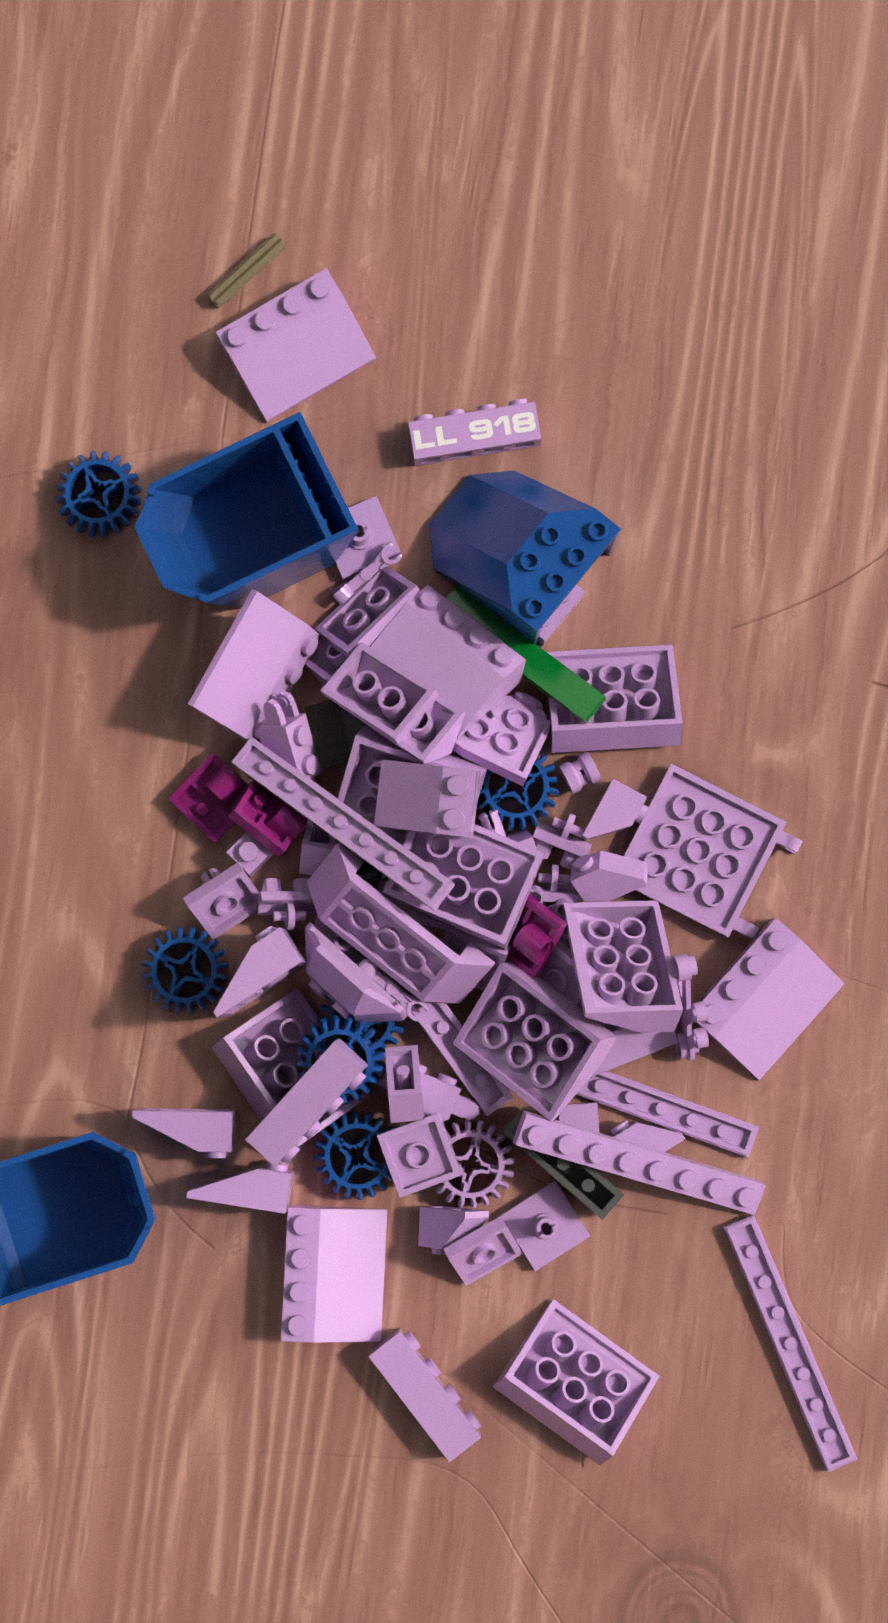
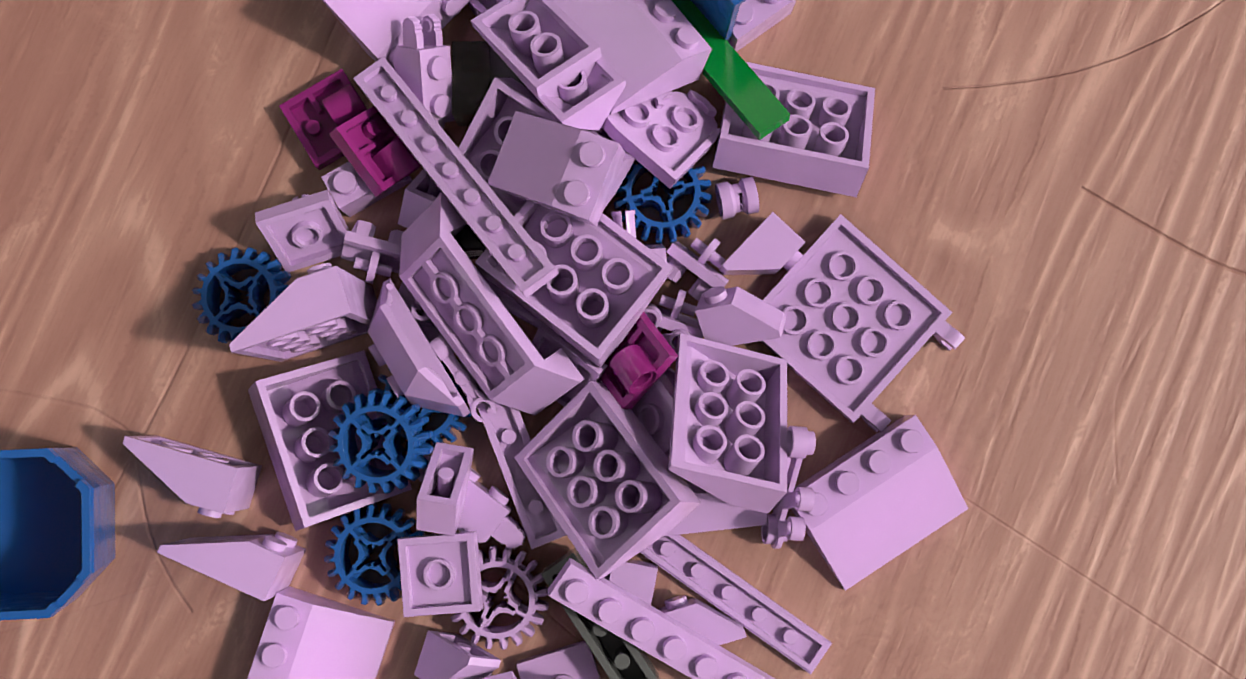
camera: 15 degrees right, 0 degrees up
(307, 1102) = (323, 481): lavender brick -> none

